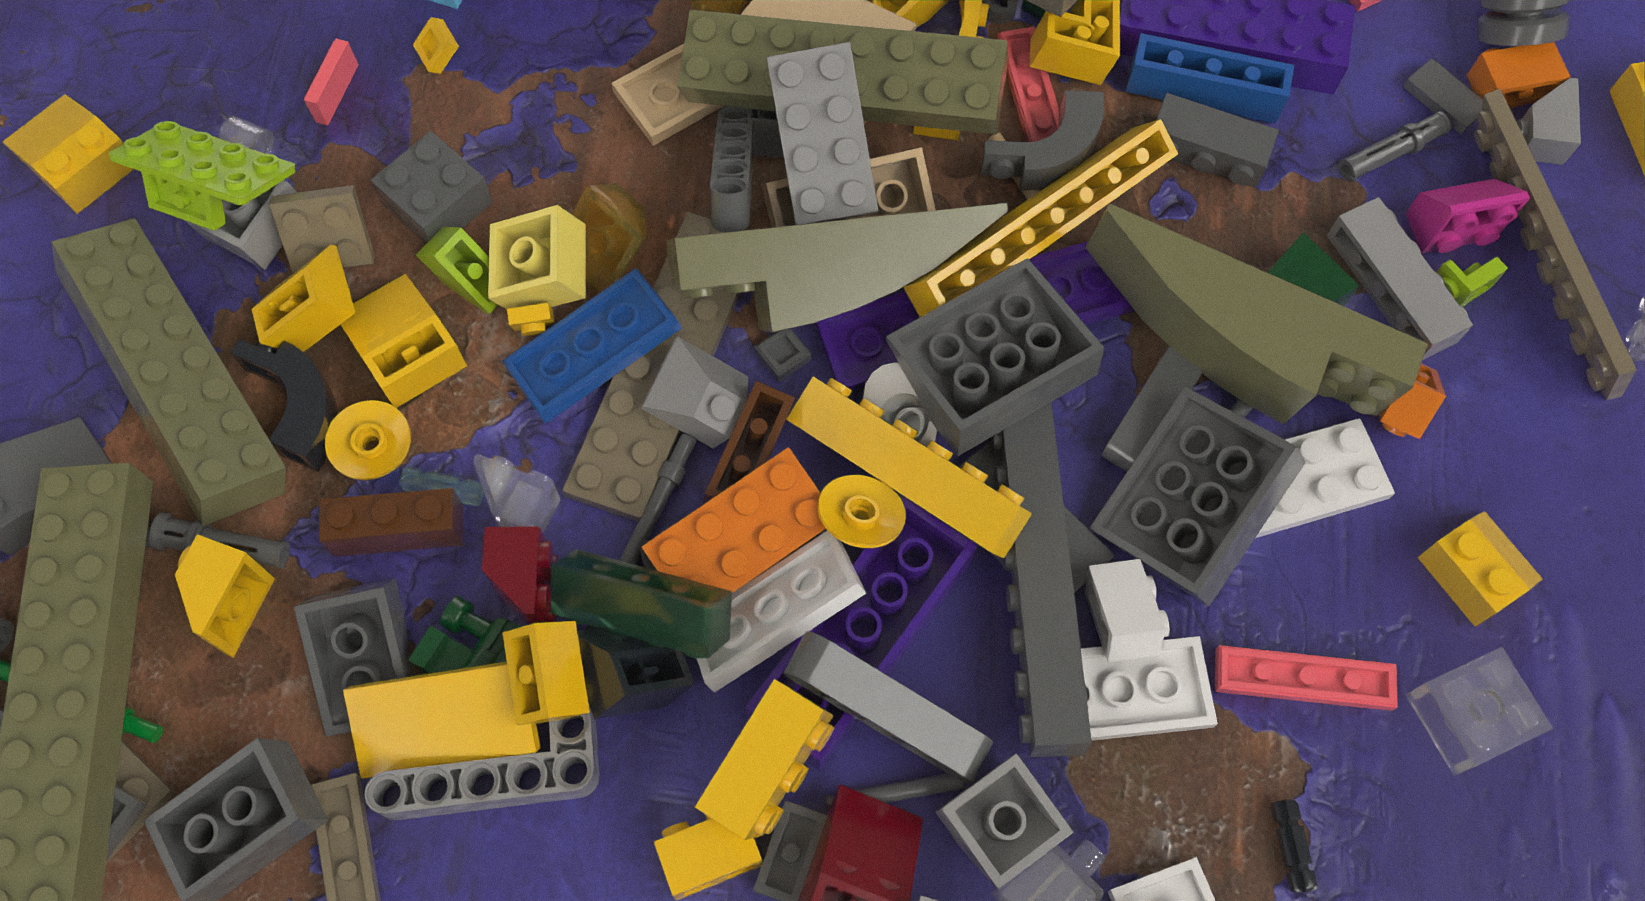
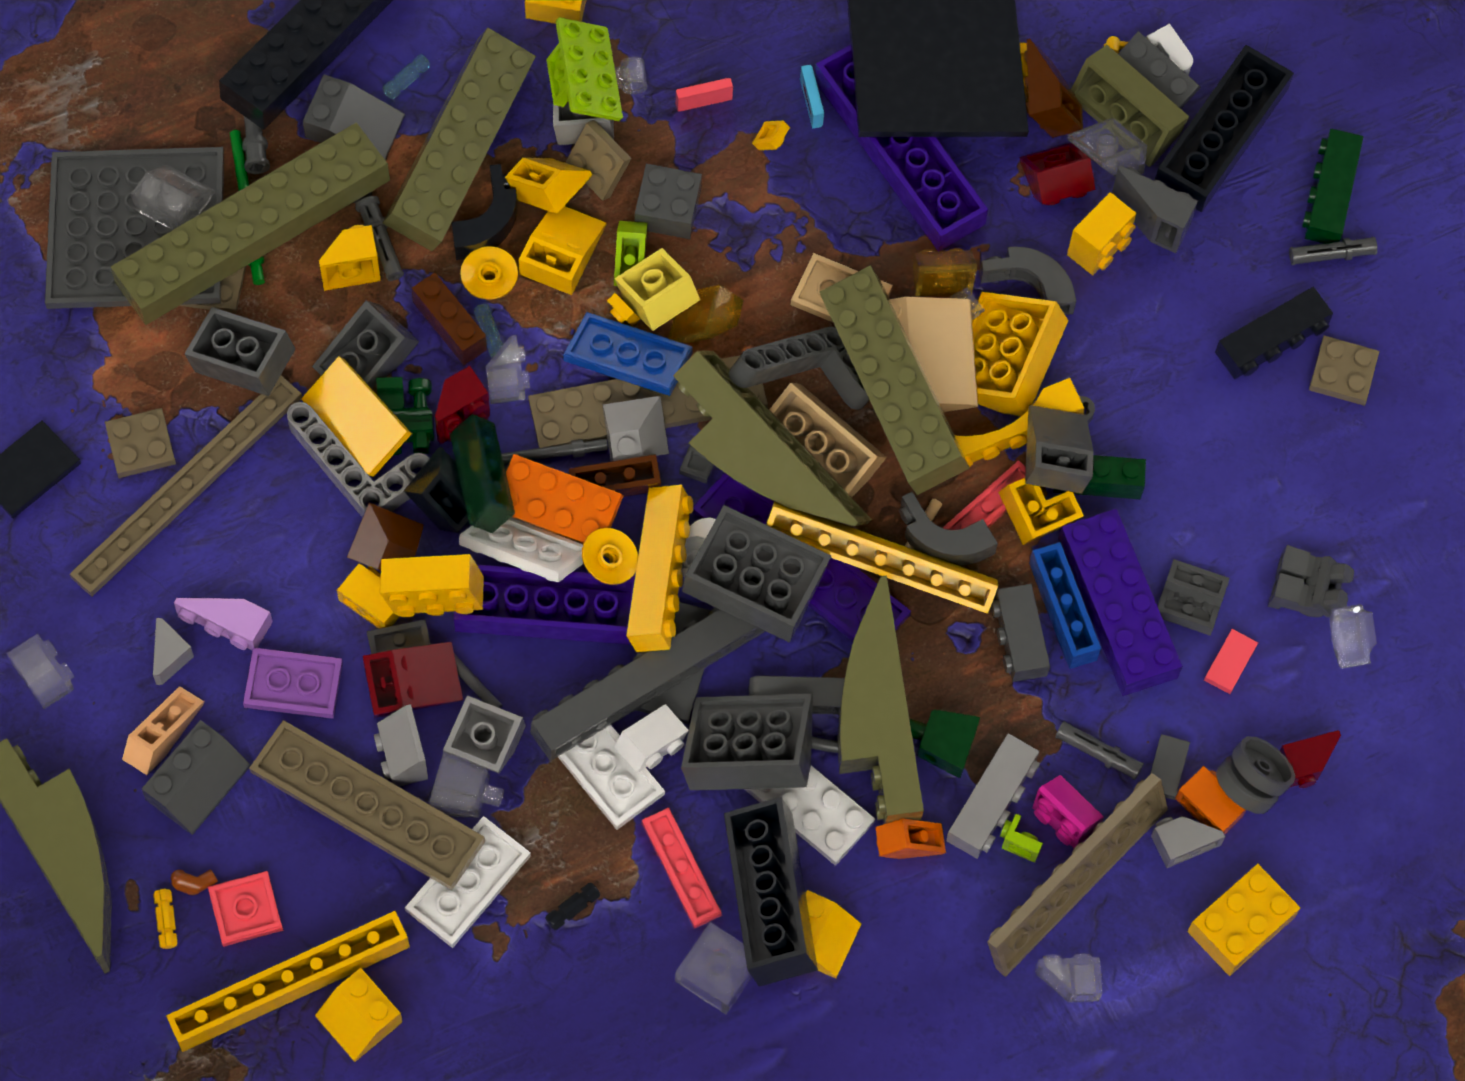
camera: 55 degrees right, 0 degrees up
(34, 385) = (406, 76): none -> clear light blue axle
(545, 672) = (410, 448): yellow brick -> none
(645, 786) = (384, 536): none -> reddish brown slope
(822, 134) = (831, 393): light grey brick -> none
(888, 707) = (504, 635): beam -> none
(1437, 584) = (770, 892): none -> black brick

